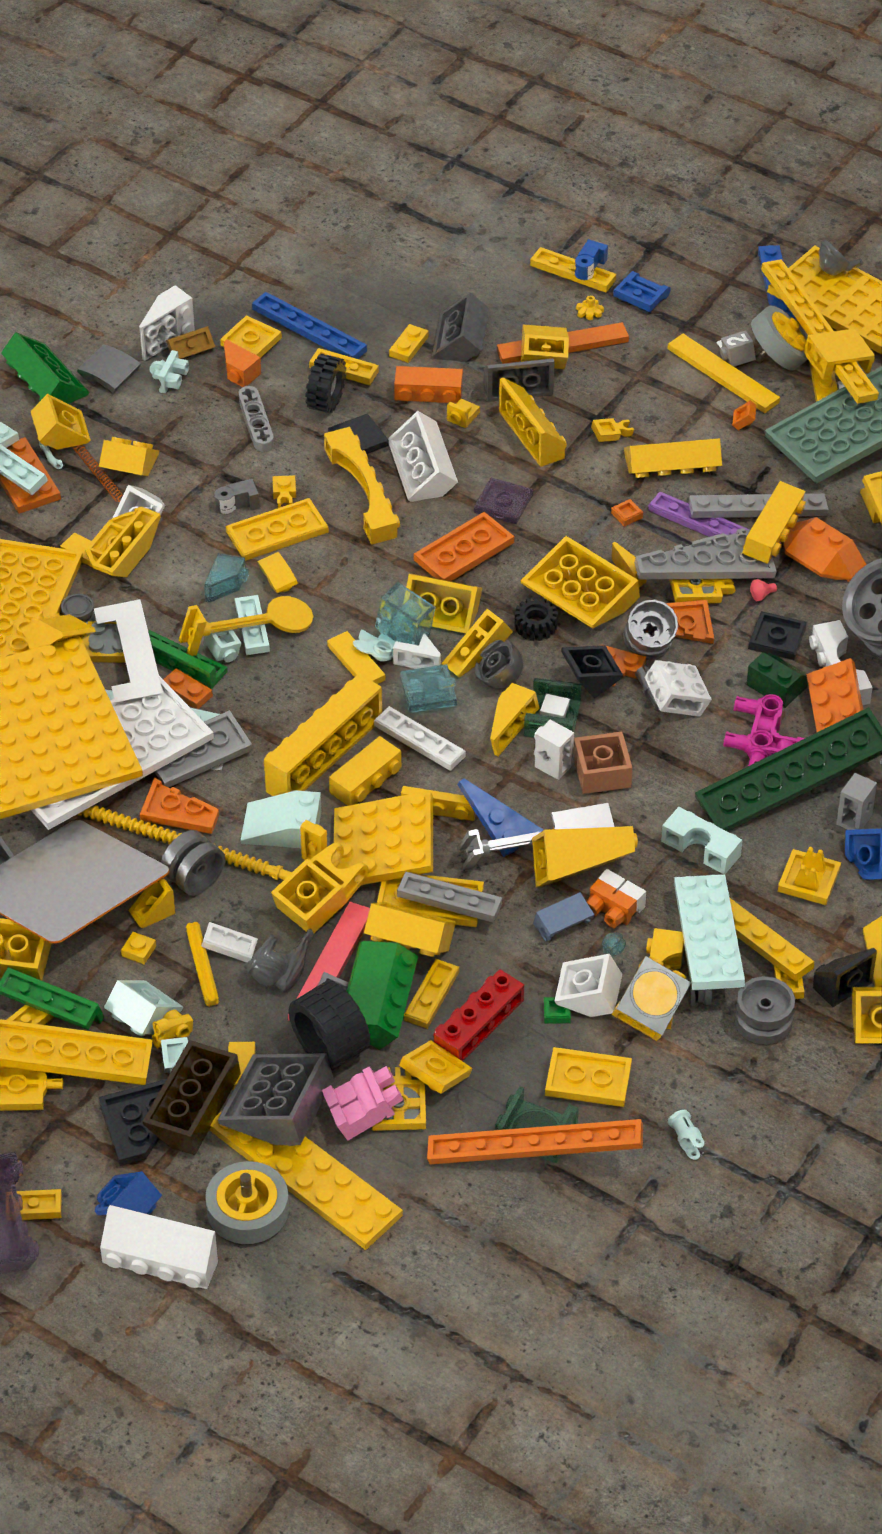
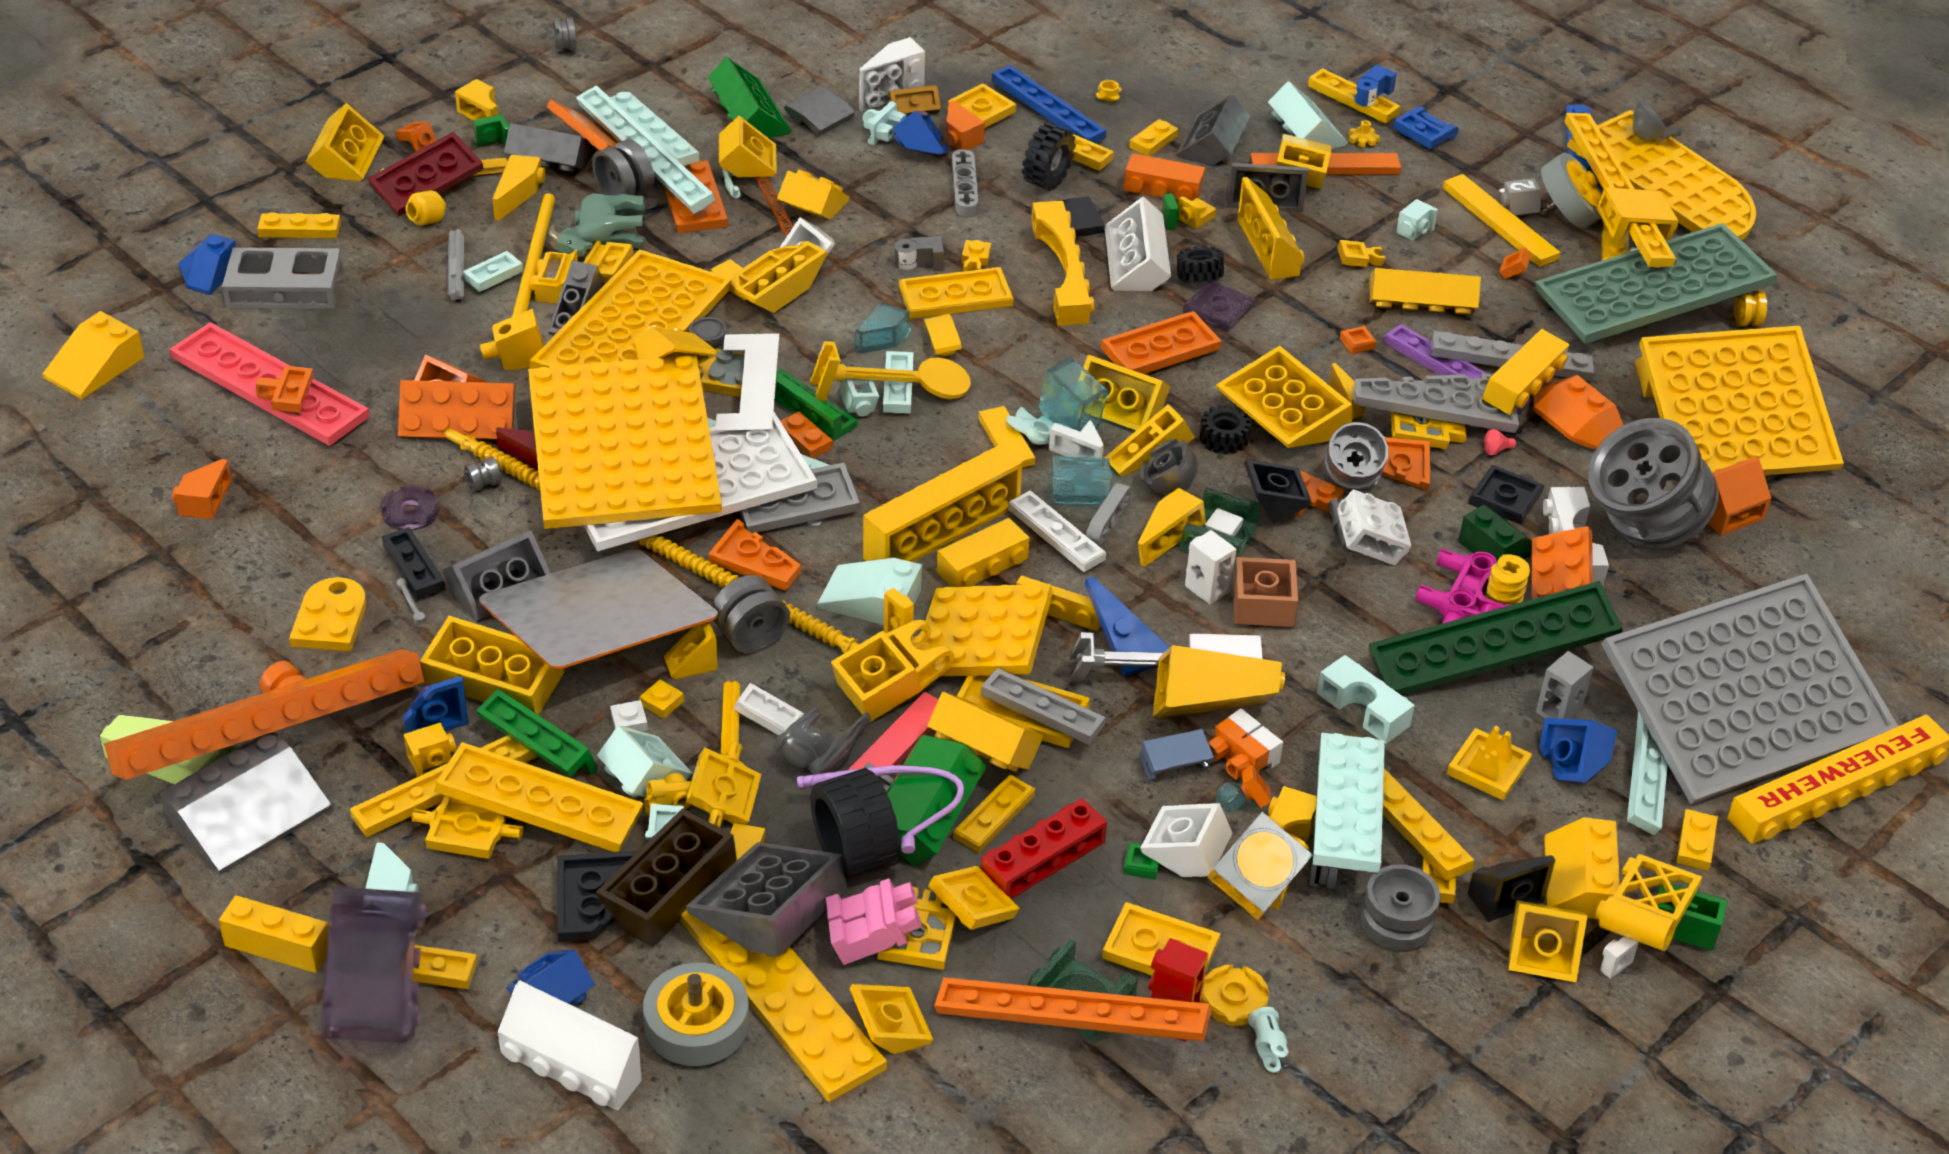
camera: 10 degrees right, 5 degrees down
(117, 969) = (629, 715): none -> white plate
(206, 379) = (920, 134): none -> blue slope
(213, 1013) = (724, 786): none -> yellow plate
(358, 302) = (1108, 91): none -> yellow plate
(375, 1032) = (907, 840): none -> lavender piece
(397, 1174) = (891, 1017): none -> yellow slope
(441, 416) = (1170, 211): none -> green tile
(459, 714) = (1109, 513): none -> light grey beam
(479, 465) = (1200, 264): none -> black tyre
(536, 302) = (1304, 117): none -> light aqua slope
(611, 1099) = (1178, 973): none -> red brick
(631, 932) = (1255, 787): none -> orange plate
(652, 1104) = (1234, 994): none -> yellow tile
(653, 387) = (1416, 220): none -> light aqua brick
(795, 717) = (1508, 580): none -> yellow piece

